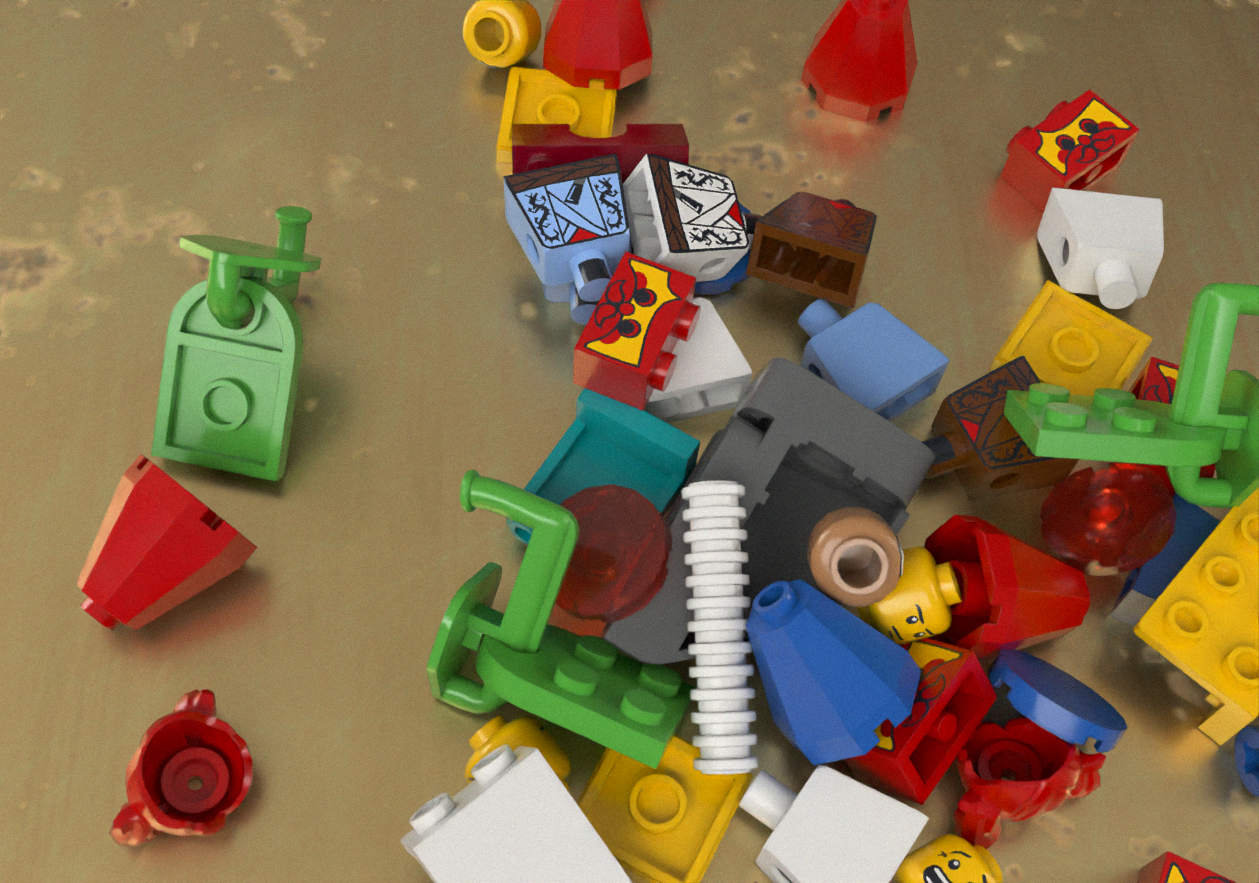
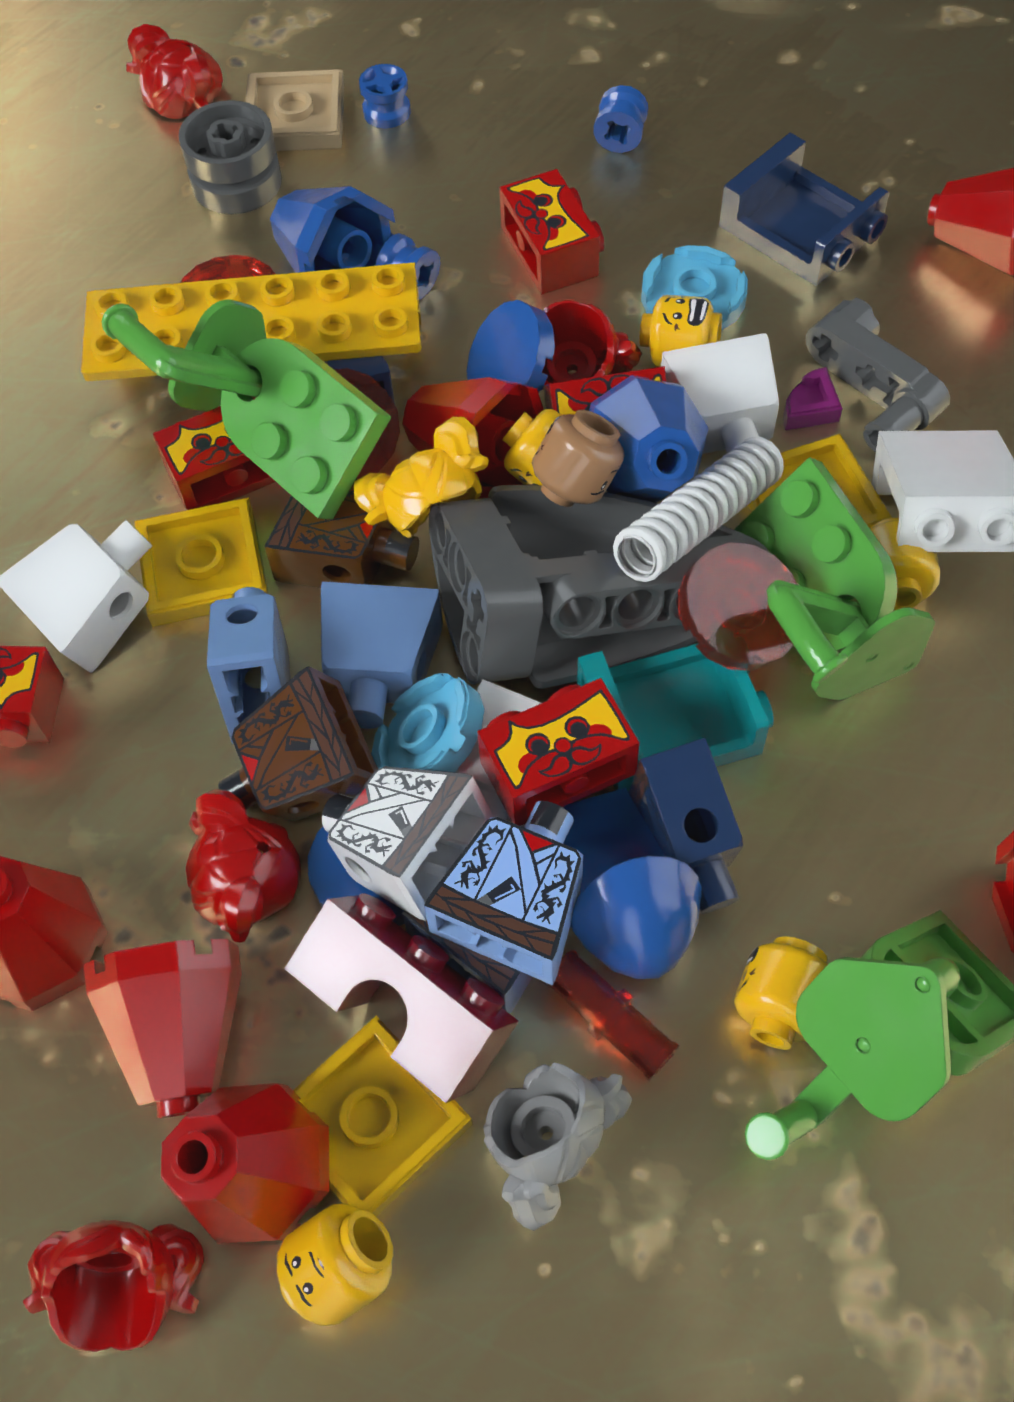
camera: 130 degrees left, 0 degrees up
(350, 341) = (772, 986): none -> yellow head
(440, 161) = (553, 1102): none -> light grey hair
(459, 254) = (612, 1015): none -> clear red pin
(510, 385) = (686, 799): none -> dark blue torso
(513, 319) = (633, 900): none -> blue piece
(726, 65) = (167, 1018): none -> red cone
(751, 318) = (432, 726): none -> medium azure tile
(797, 161) = (228, 874): none -> red hair
(931, 278) = (243, 636): none -> medium blue torso
(958, 463) = (425, 479): none -> yellow hair

